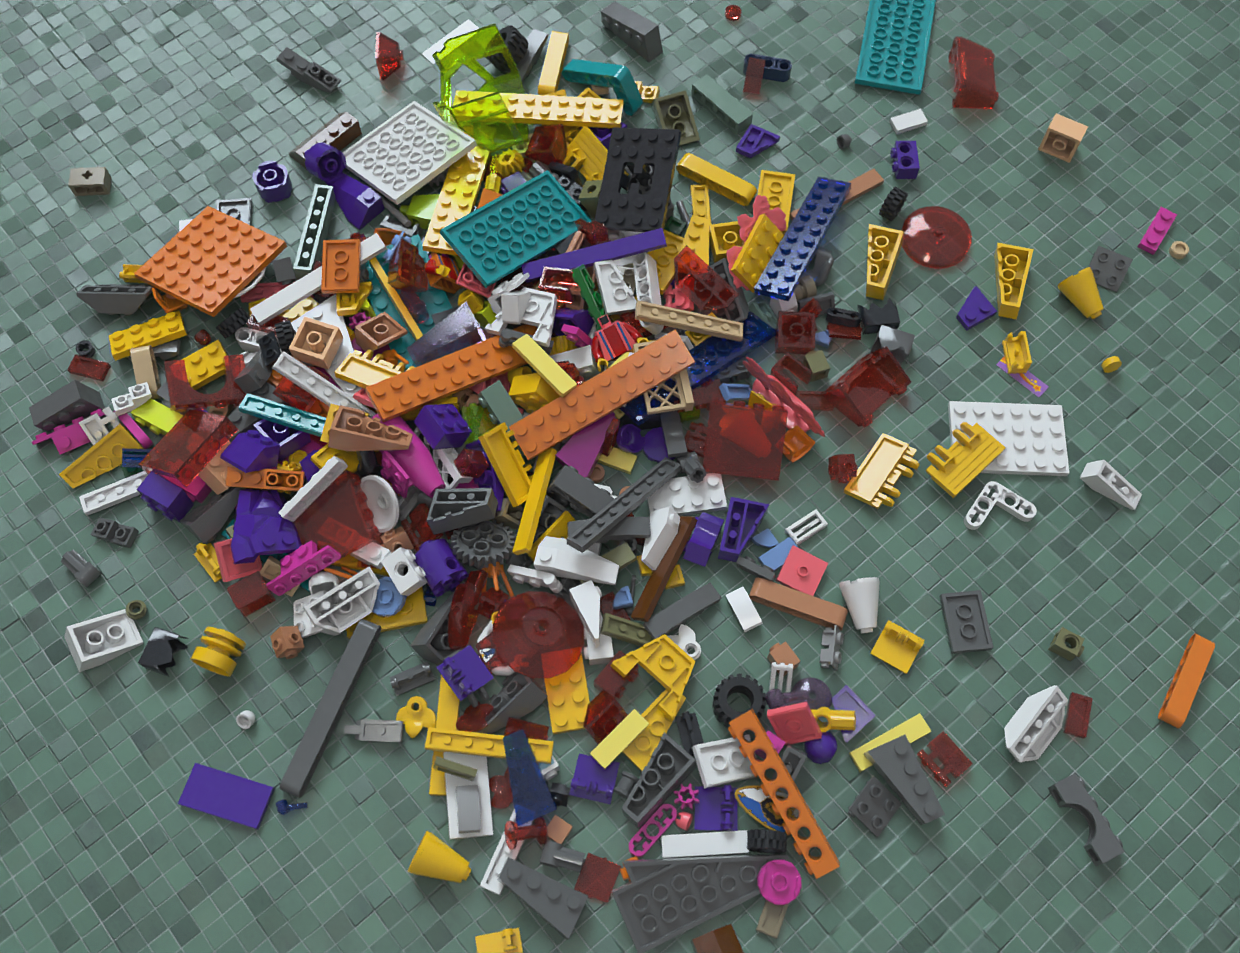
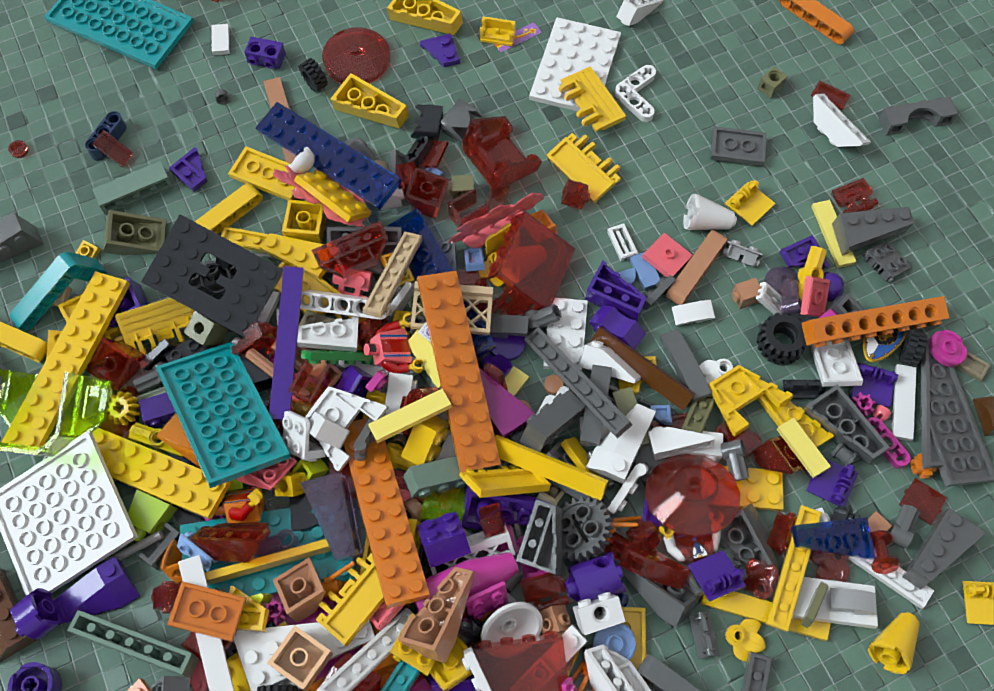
camera: 75 degrees left, 0 degrees up
(592, 668) = (734, 453): none -> dark grey piece
(784, 217) = (303, 161): none -> white hair

